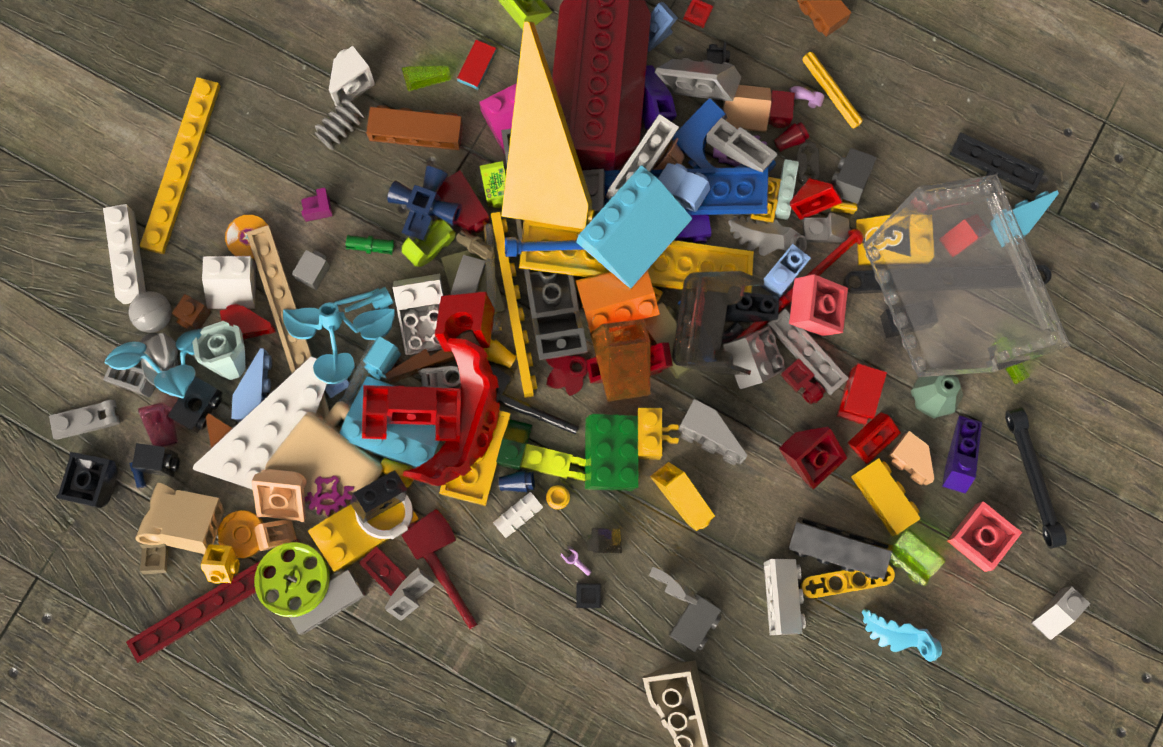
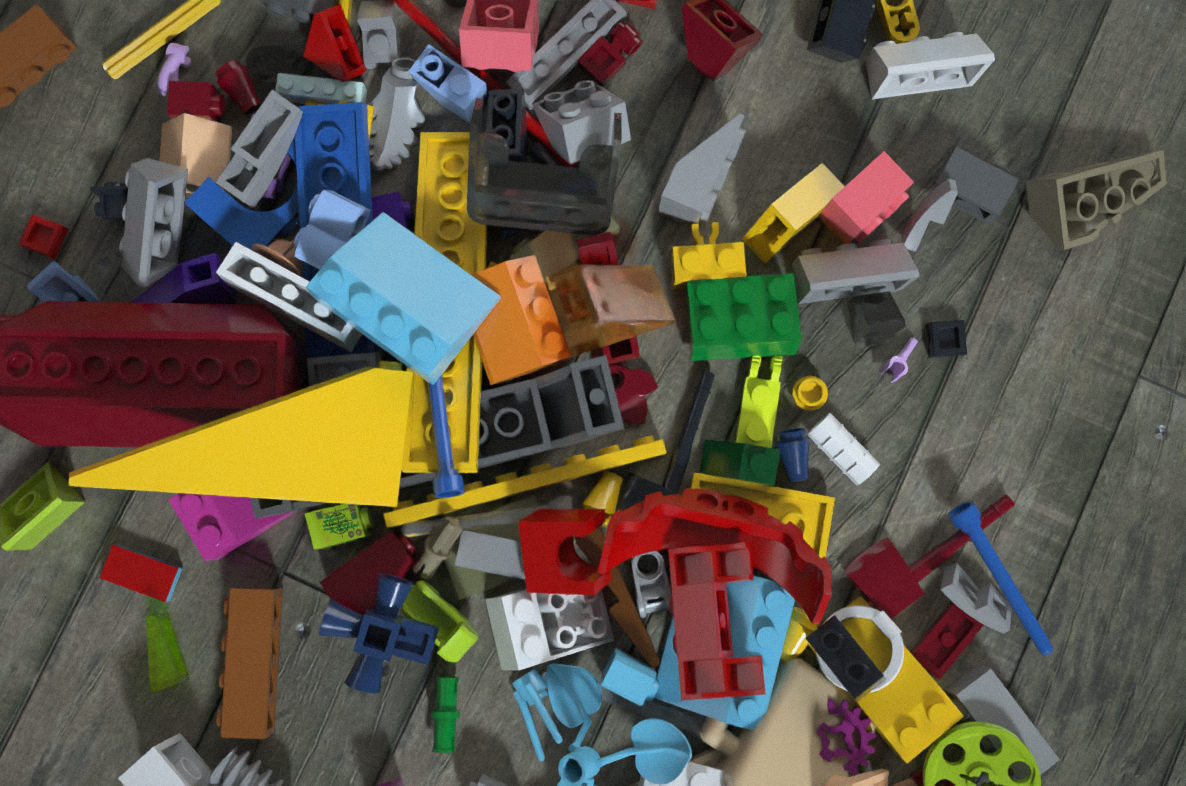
camera: 90 degrees left, 5 degrees up
(462, 592) = (967, 518): none -> blue piece
(639, 530) = (853, 271): none -> light grey slope
(686, 542) = (871, 194): none -> coral brick

